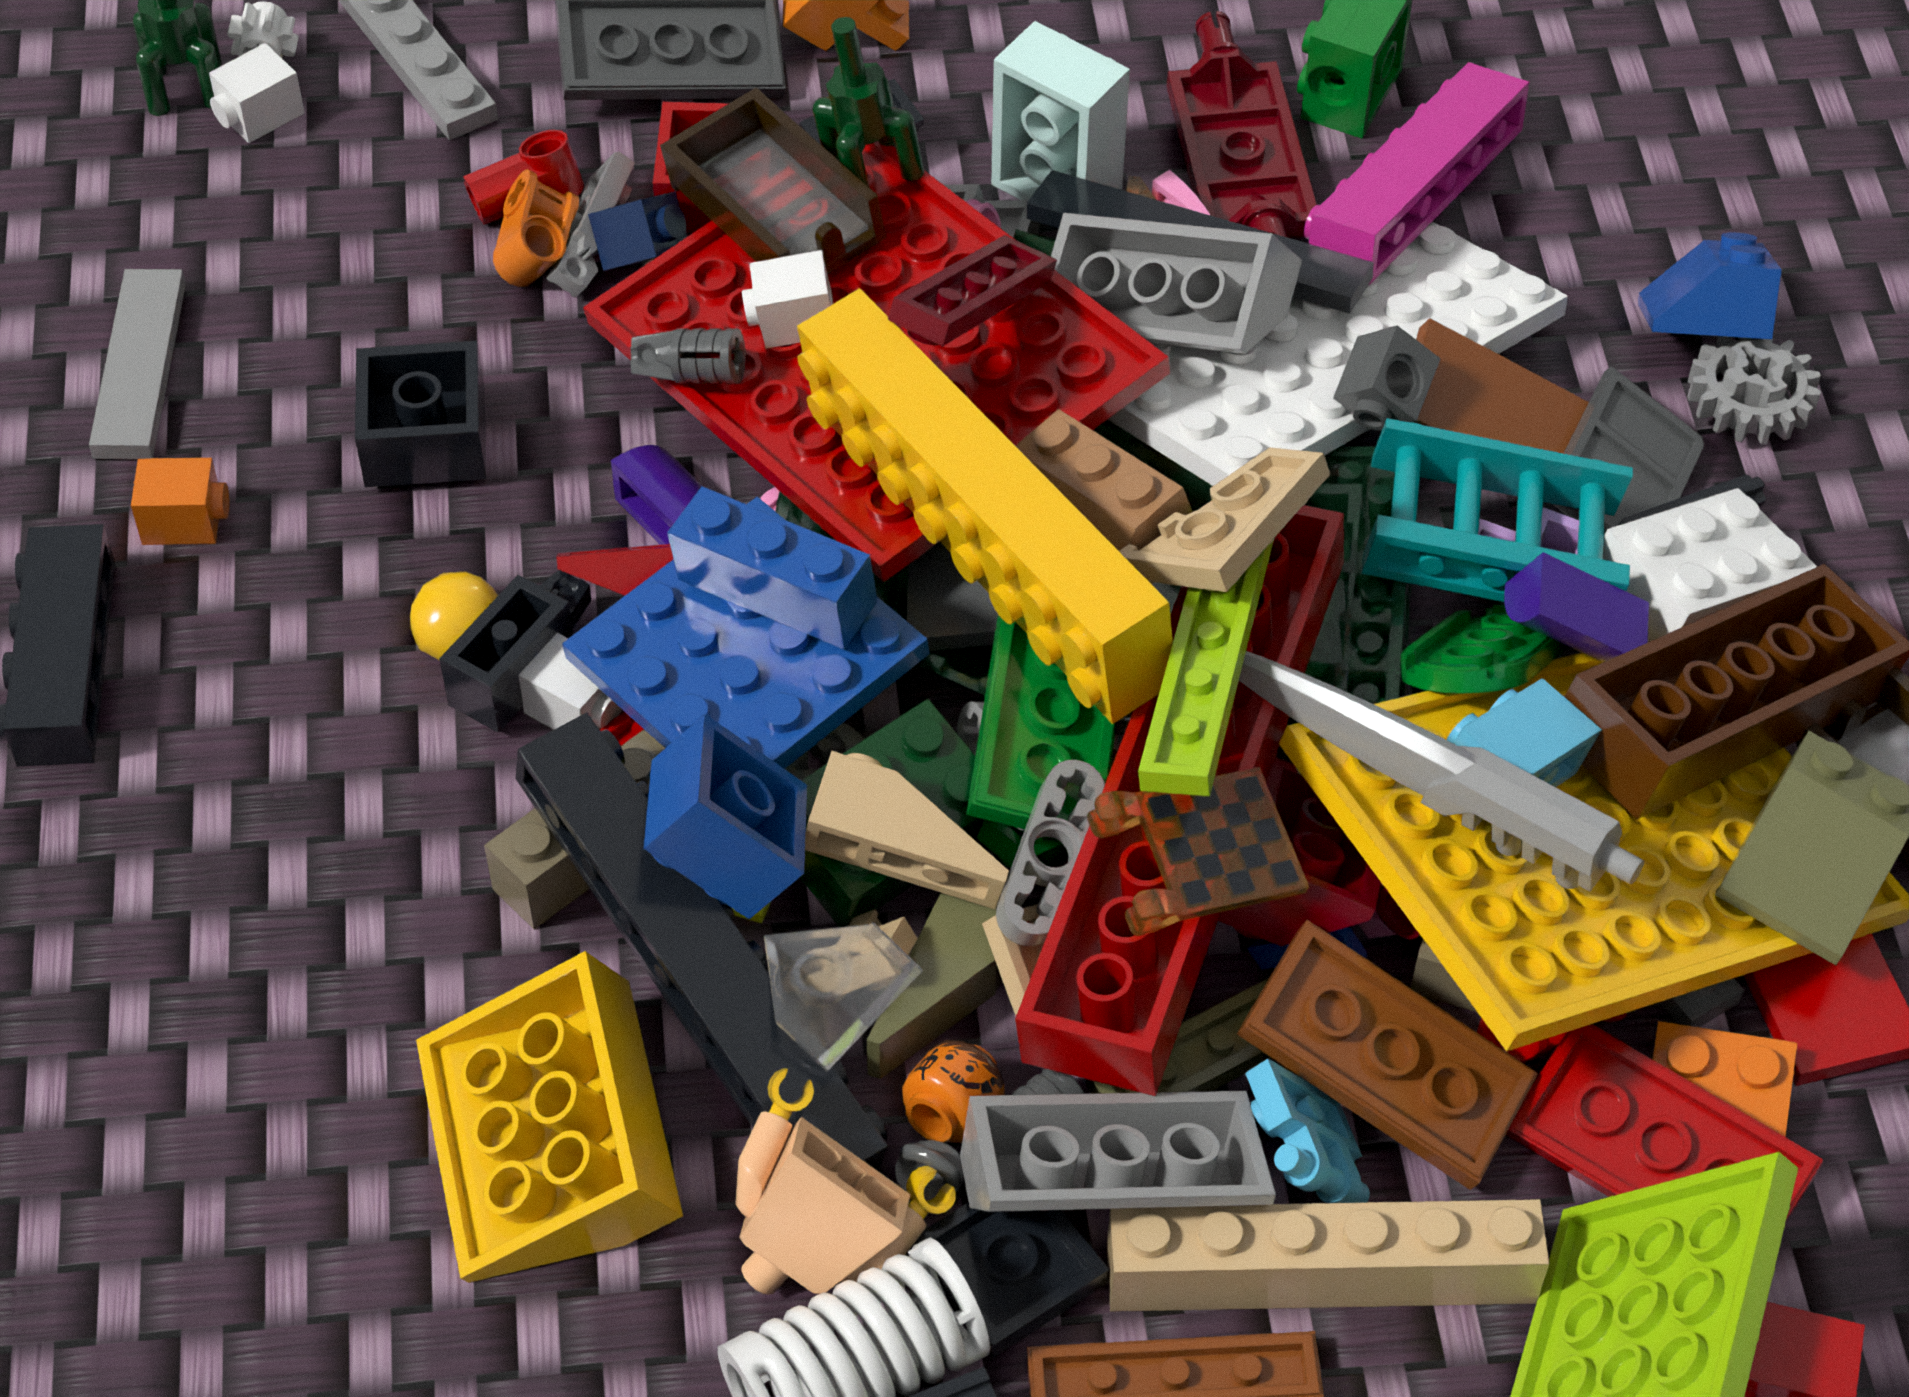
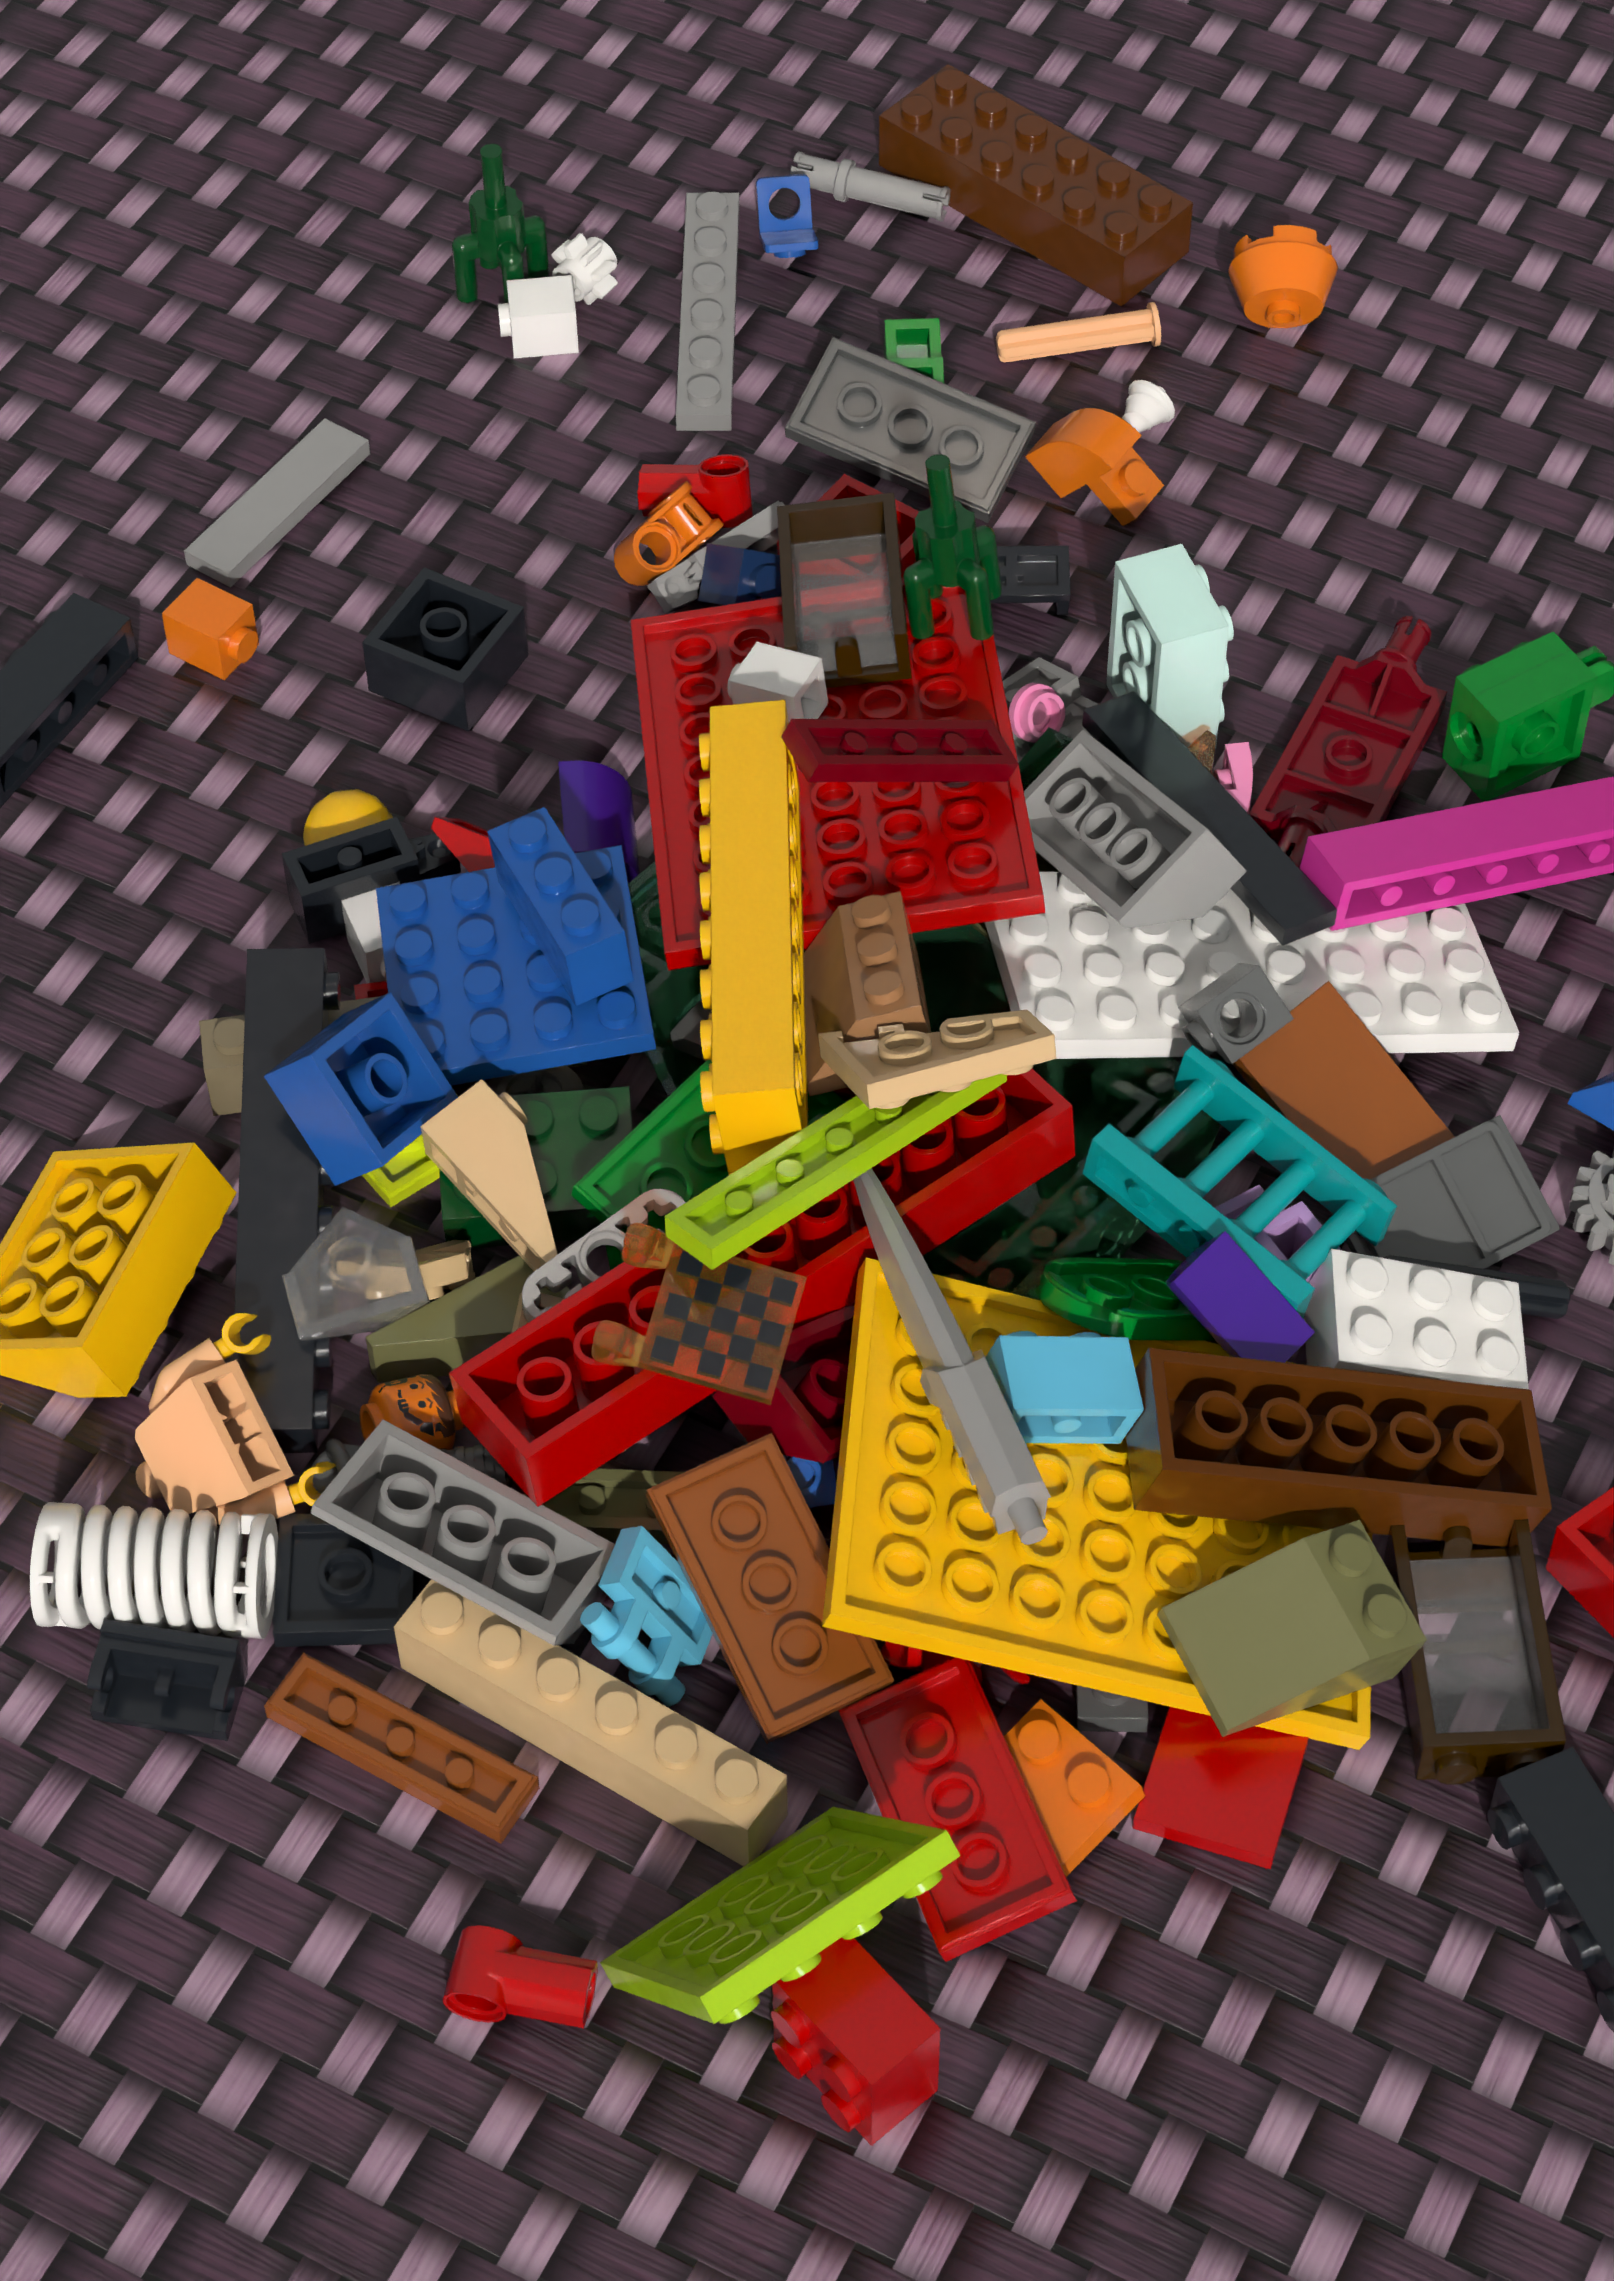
camera: 35 degrees right, 0 degrees up
(673, 355) = (663, 701): dark grey hinge -> none

